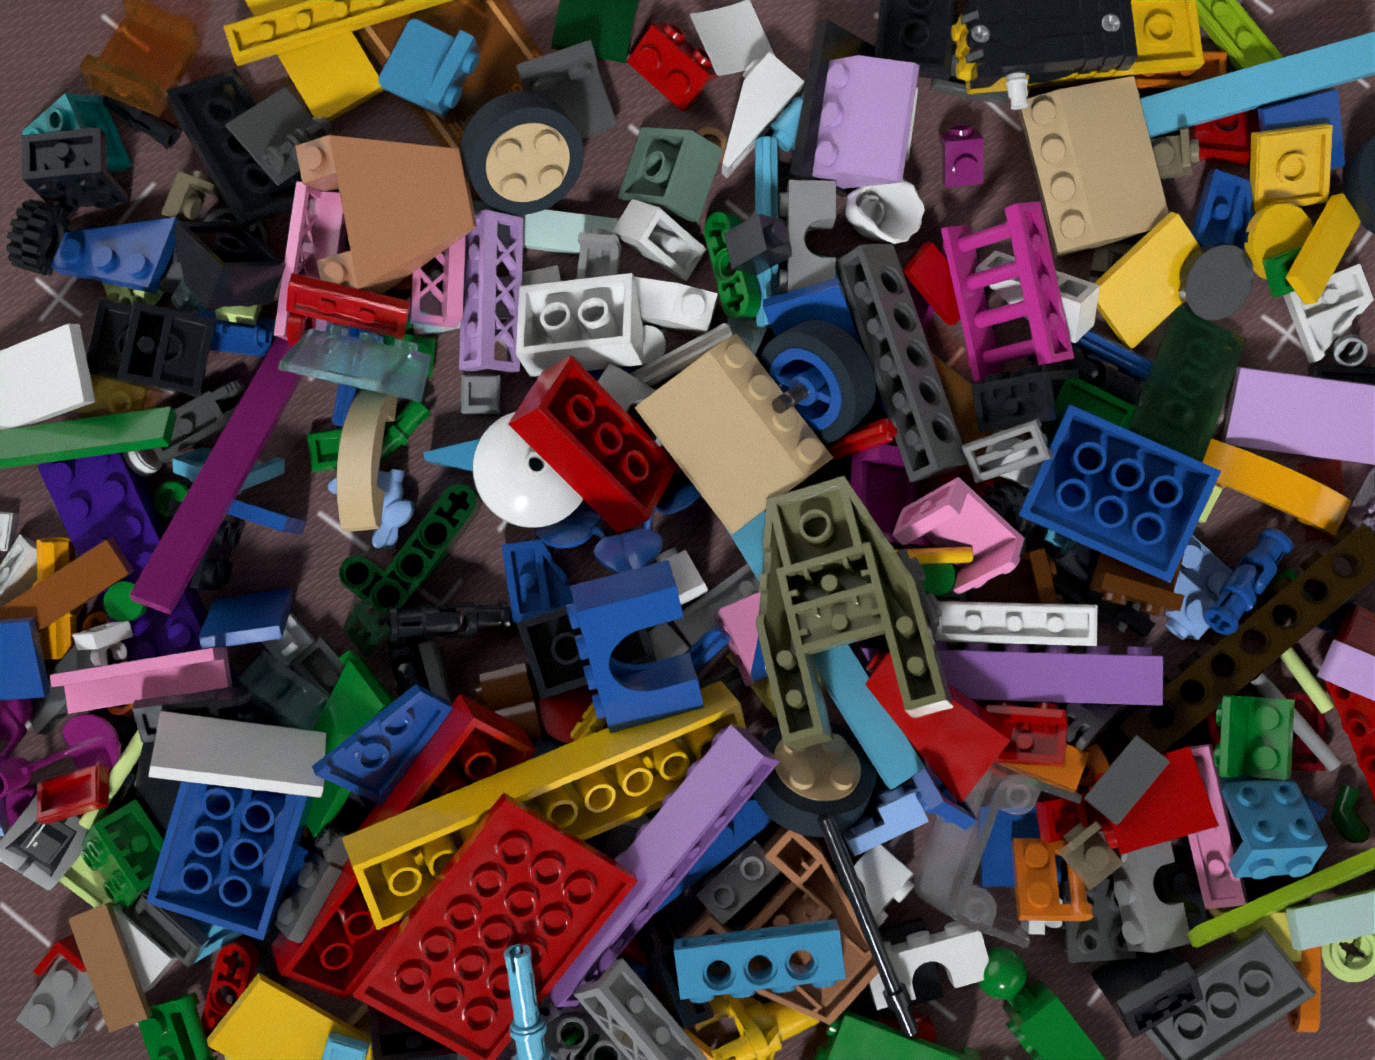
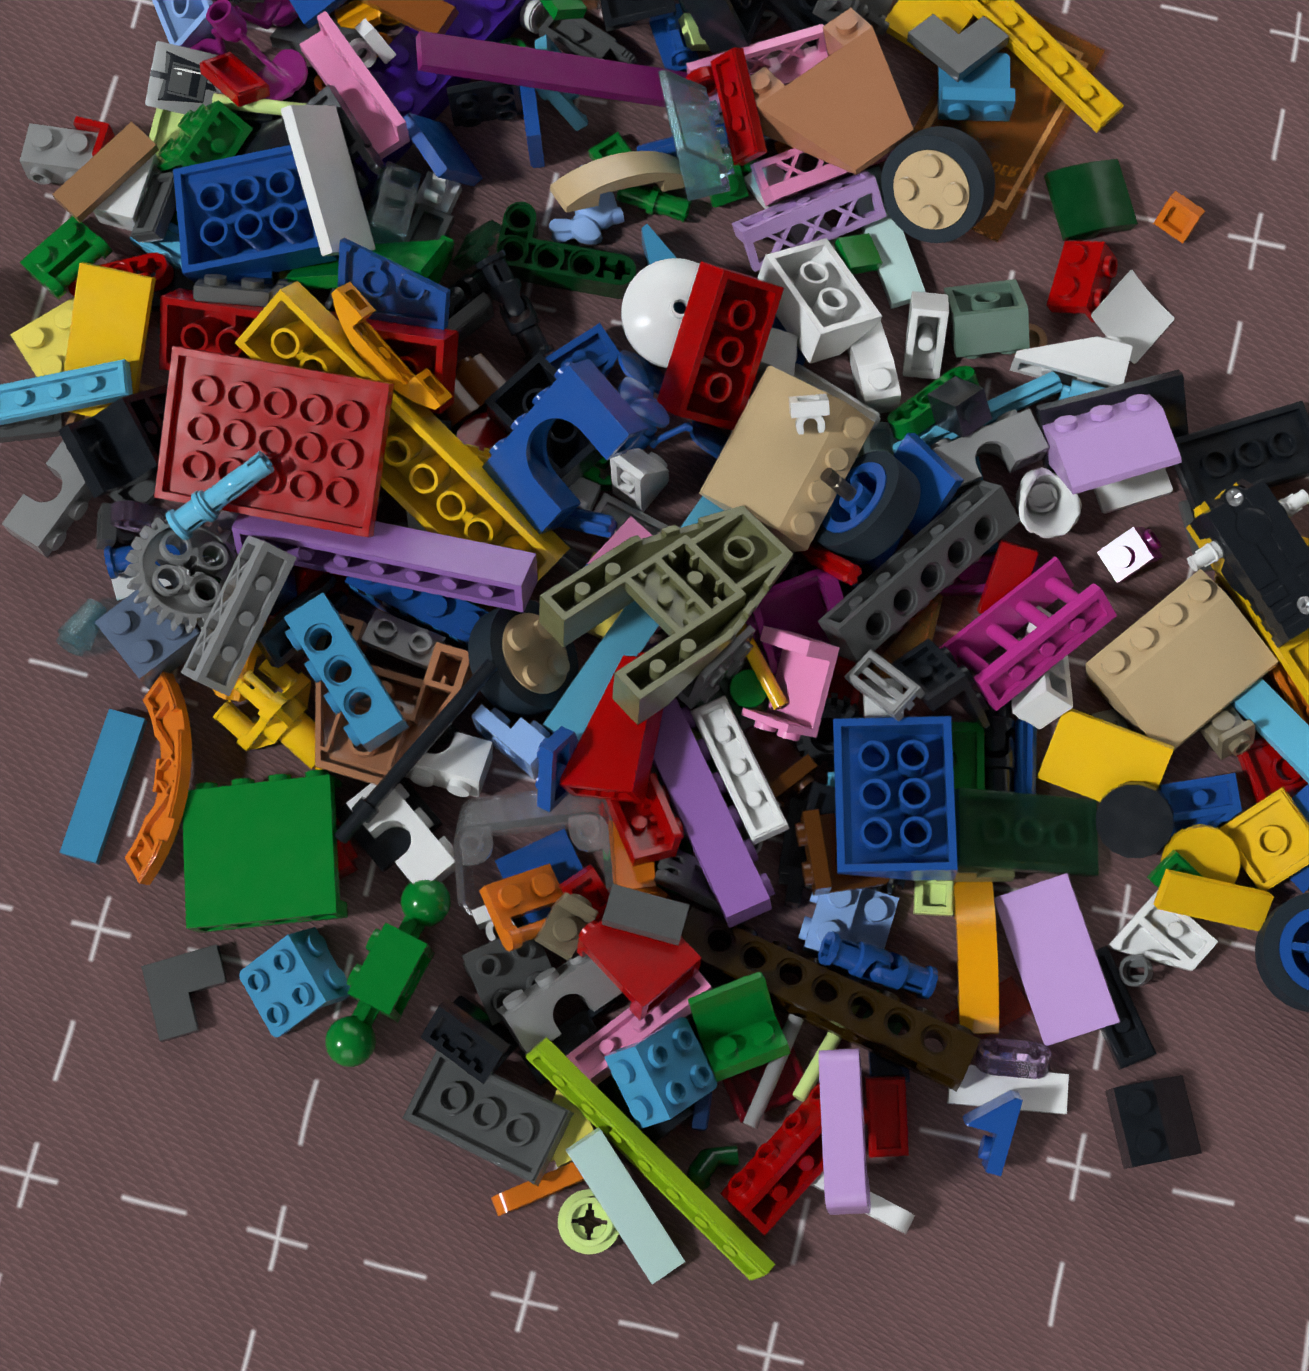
camera: 65 degrees right, 10 degrees down
(119, 603) = (405, 47): green tile -> none
(386, 69) = (957, 52): none -> dark grey tile
(461, 788) = (380, 358): none -> light orange slope
(481, 394) = (721, 251): light grey tile -> none
(548, 263) = (858, 253): none -> green tile
(574, 83) = (1019, 204): dark grey bracket -> none
(598, 254) = (887, 288): light grey bracket -> none
(653, 344) = (832, 369): white tile -> none
(704, 390) = (809, 407): none -> white tile

